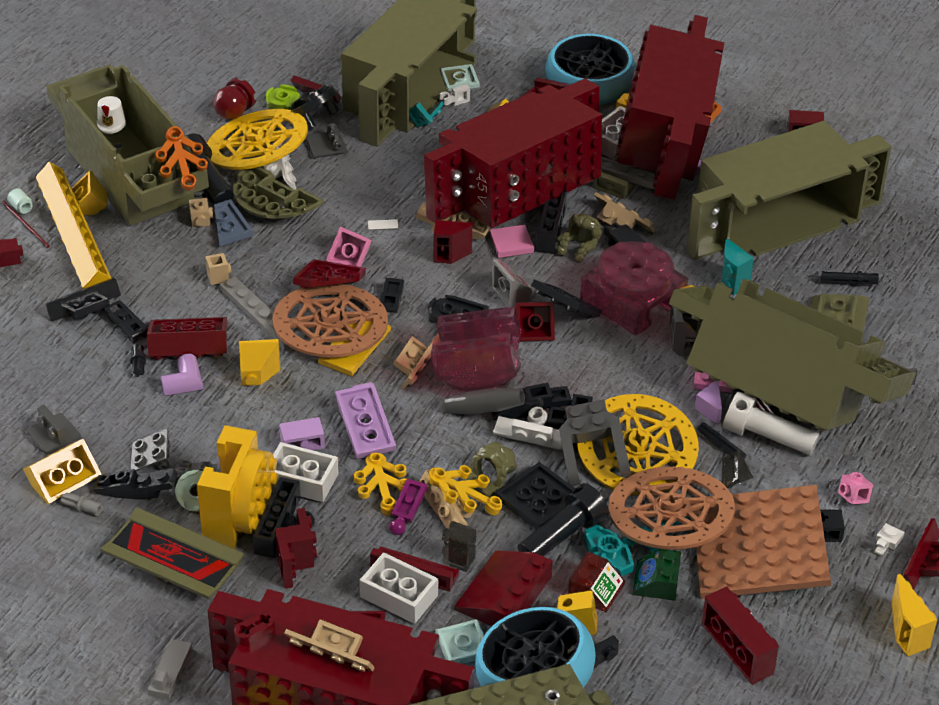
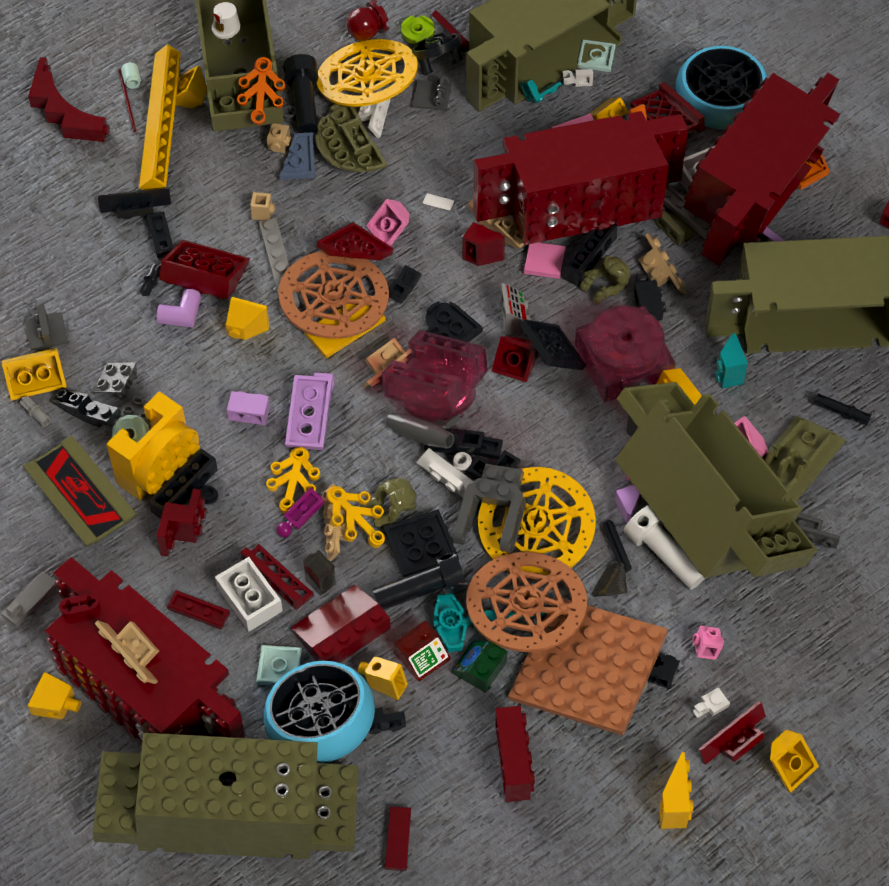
camera: 25 degrees right, 15 degrees up
(312, 468) = (229, 445): white brick -> none

